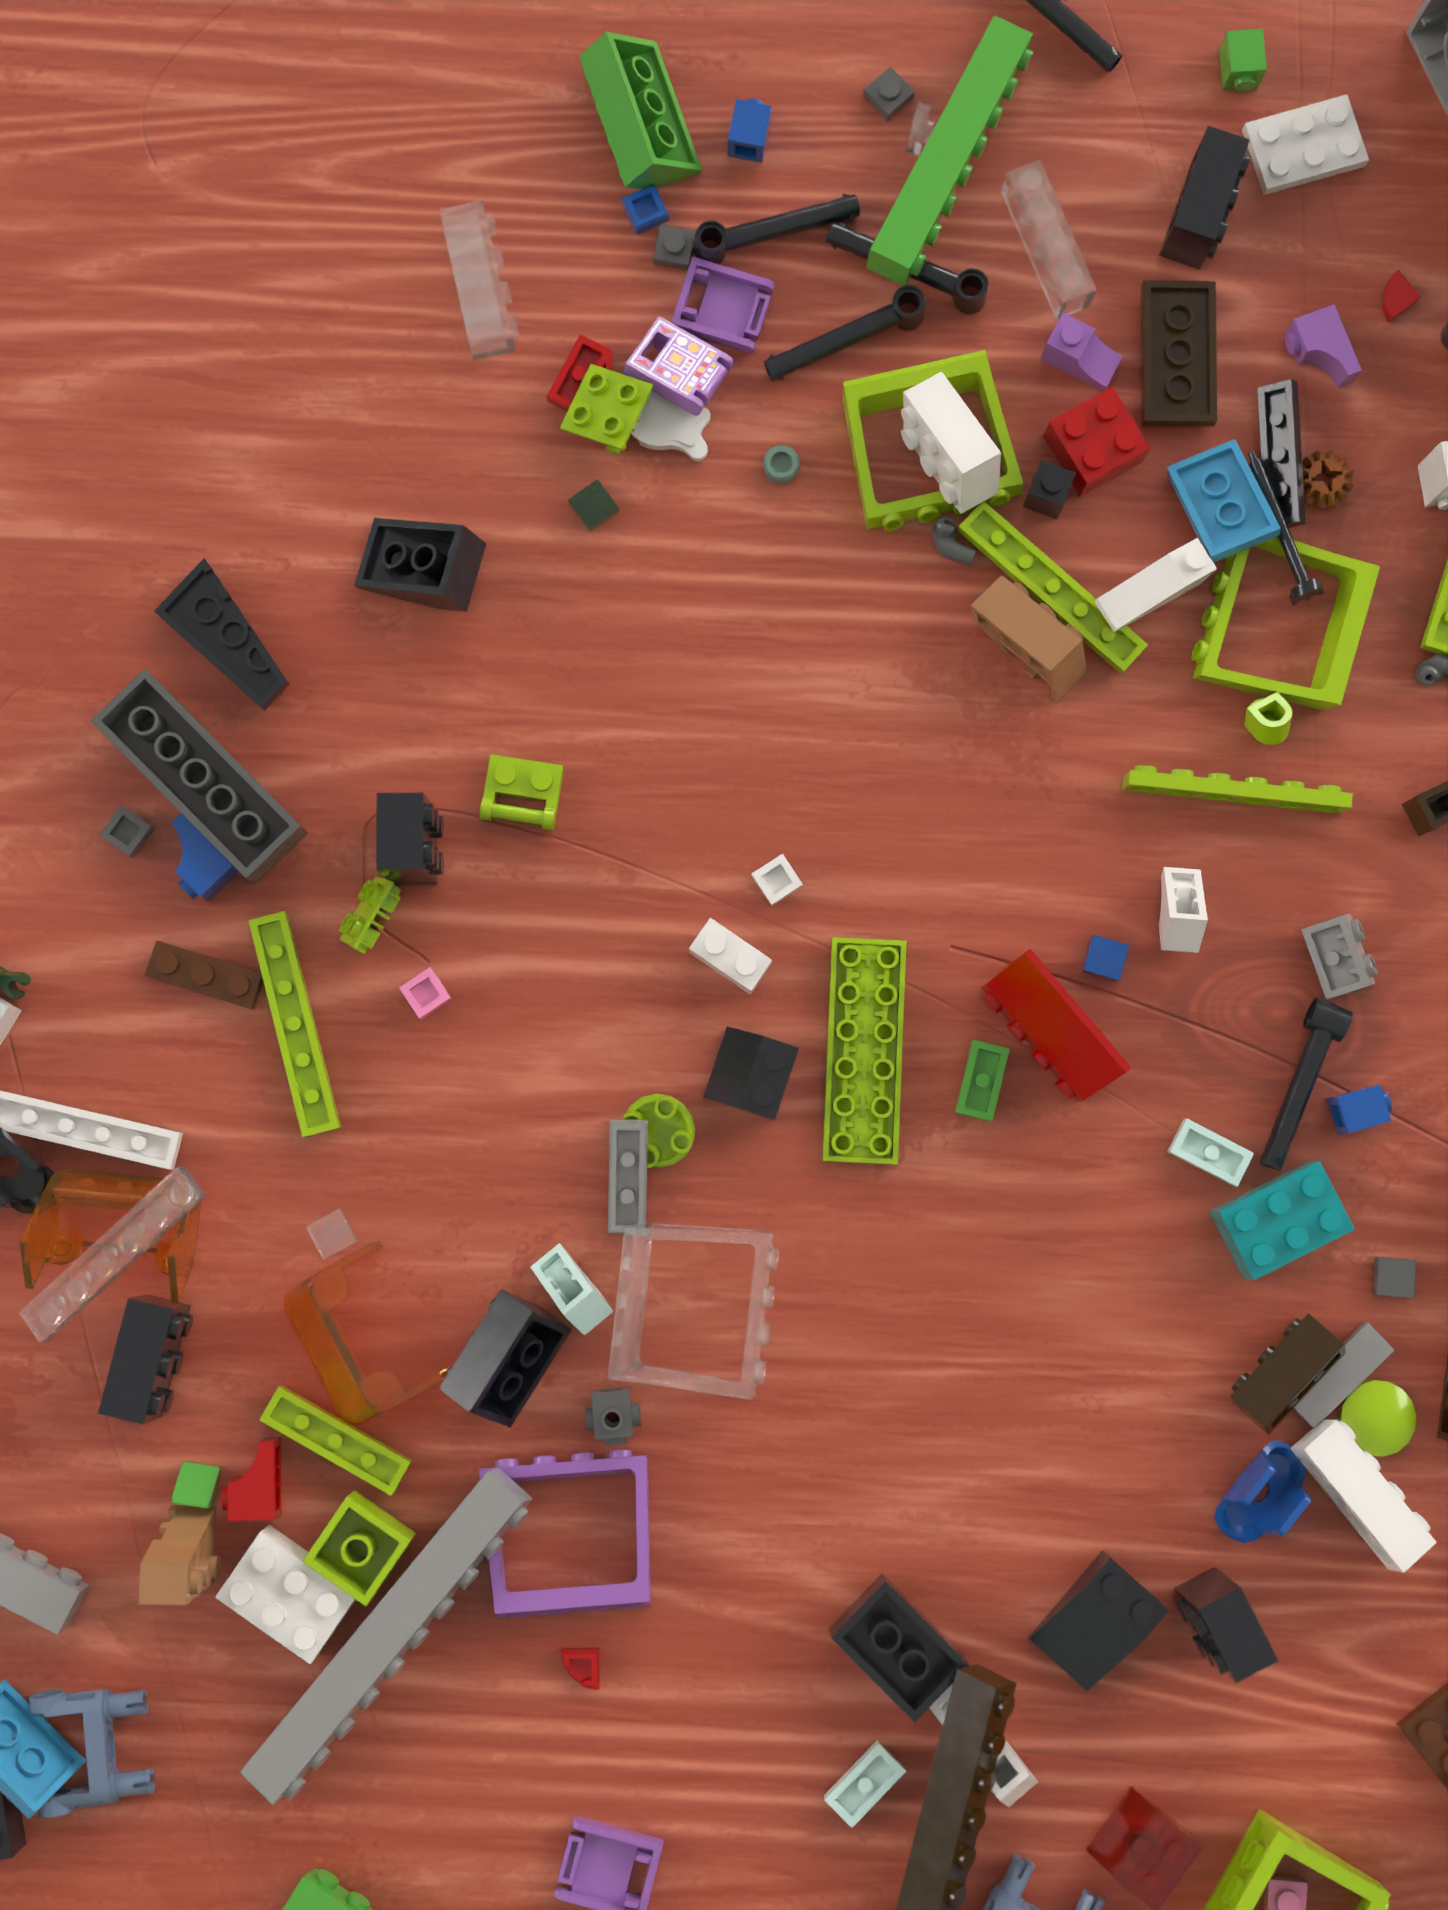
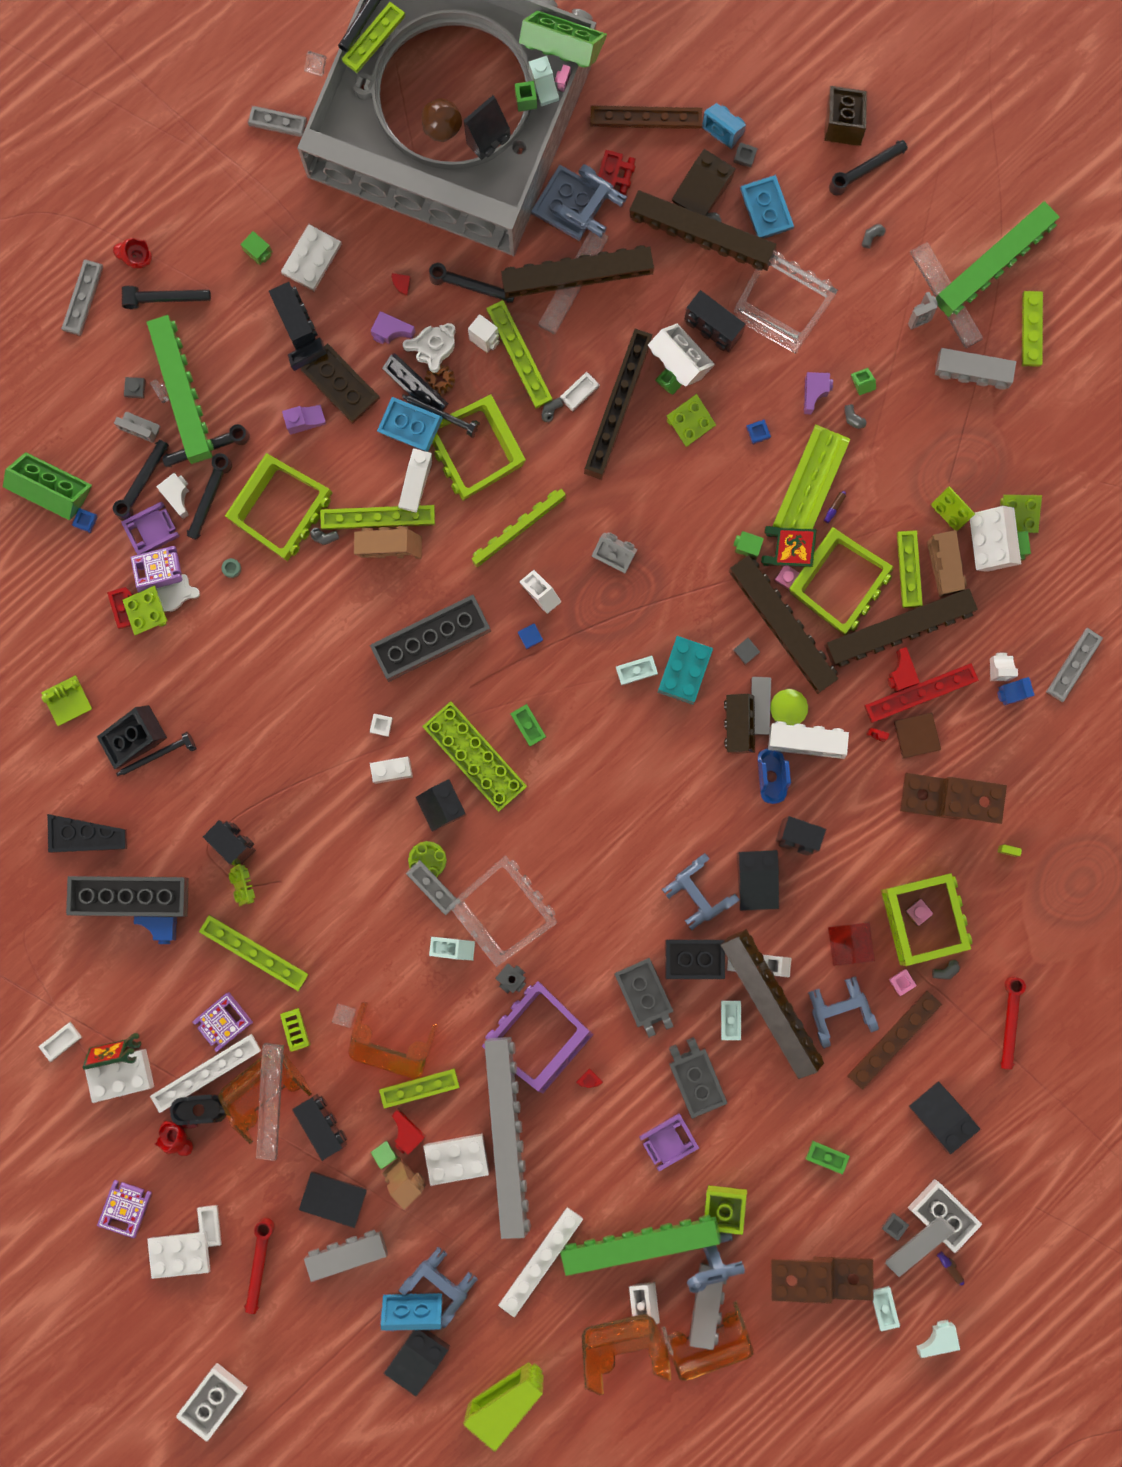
camera: 40 degrees left, 0 degrees up
(67, 1475) = (333, 1199): none -> black tile
(126, 831) = (119, 944): dark grey plate -> none
(150, 1077) = (219, 1025): none -> medium lavender container
(204, 975) = (202, 968): reddish brown plate -> none
(251, 1206) = (301, 1027): none -> lime slope
(264, 1856) = (540, 1262): none -> white plate
(359, 1547) = (465, 1117): lime brick -> none
(381, 429) = (66, 700): none -> lime hinge
(425, 993) = (291, 894): bright pink plate -> none
(478, 281) = (46, 608): clear brick -> none
(490, 640) = (186, 740): none -> black piece
(505, 1358) = (451, 996): black brick -> none
(523, 780) = (250, 780): lime plate -> none
(593, 505) = (175, 651): clear green tile -> none
(674, 247) = (110, 524): dark grey plate -> none
(734, 1819) = (696, 1079): none -> dark grey tile
(749, 130) = (95, 452): blue brick -> none
(776, 1626) = (645, 995): none -> dark grey tile
(805, 287) = (175, 490): none -> white arch
(841, 149) = (137, 426): none -> light grey bracket
(950, 443) = (287, 501): white brick -> none
(965, 826) = (430, 638): none -> dark grey brick
(979, 1590) = (705, 911): none -> sand blue connector
(1048, 239) = (249, 387): clear brick -> none
(1049, 489) = (341, 482): black brick -> none
(1054, 1027) = (534, 681): red slope -> none
(1096, 441) = (341, 447): red brick -> none
(1172, 269) = (307, 354): none -> black tile
(1269, 719) = (505, 489): lime plate -> none
(1326, 1024) = (633, 582): black piece -> none
(1360, 422) = (433, 345): none -> white tile
(1360, 1109) = (675, 601): blue brick -> none

